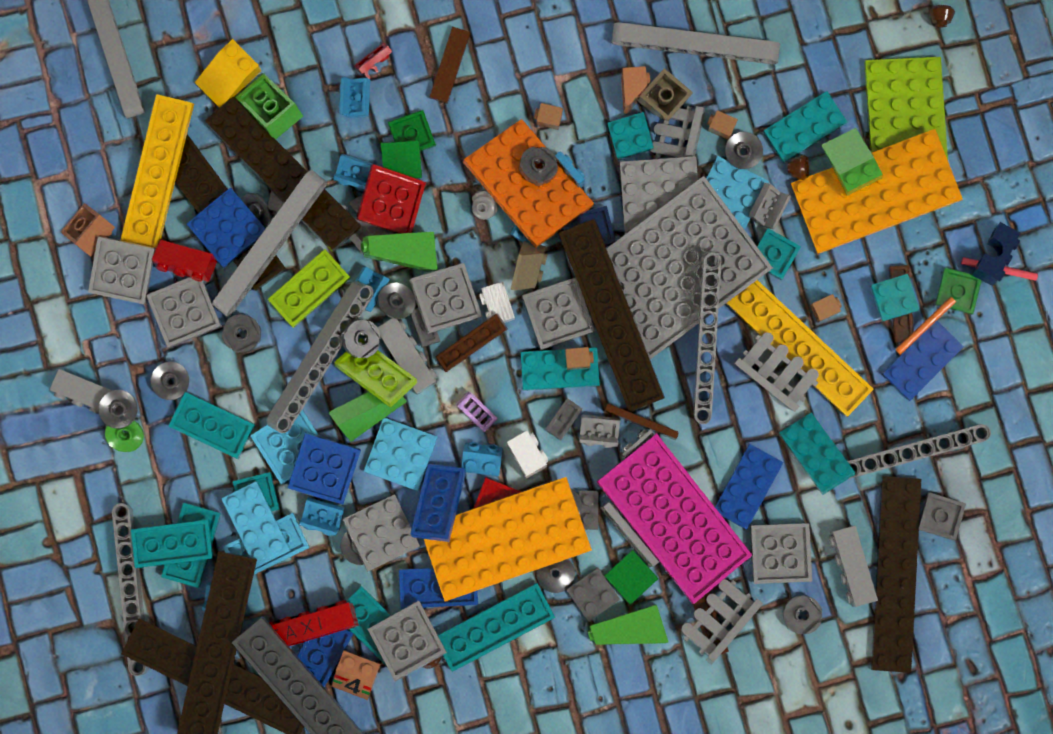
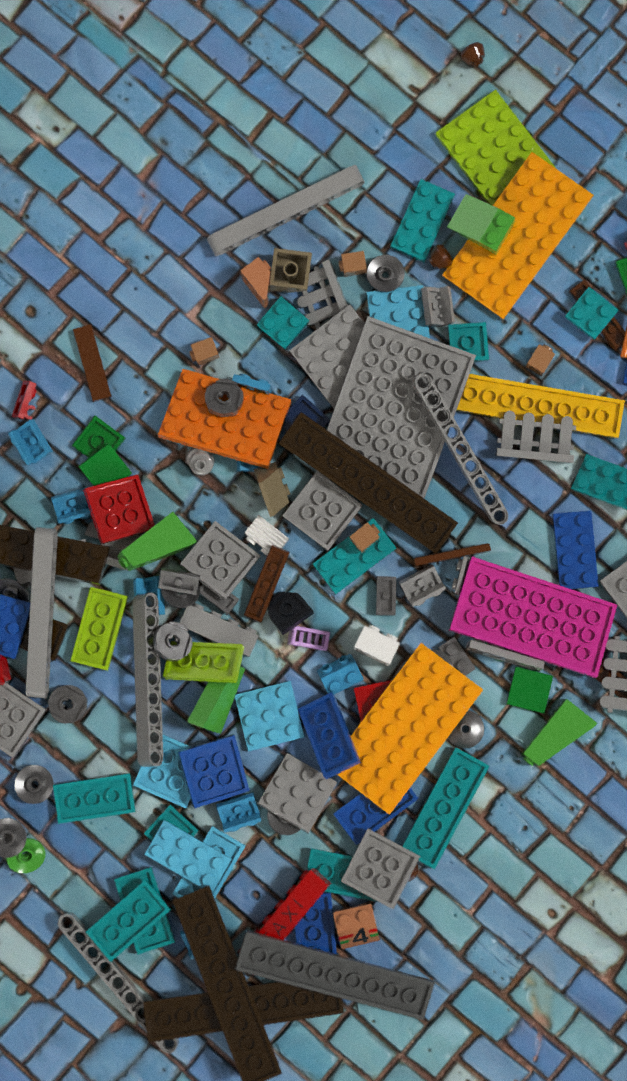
camera: 30 degrees left, 0 degrees up
(399, 292) = (179, 581): none -> flat silver plate
(474, 377) = (288, 611): none -> black tile
(593, 594) = (508, 725): flat silver plate -> none

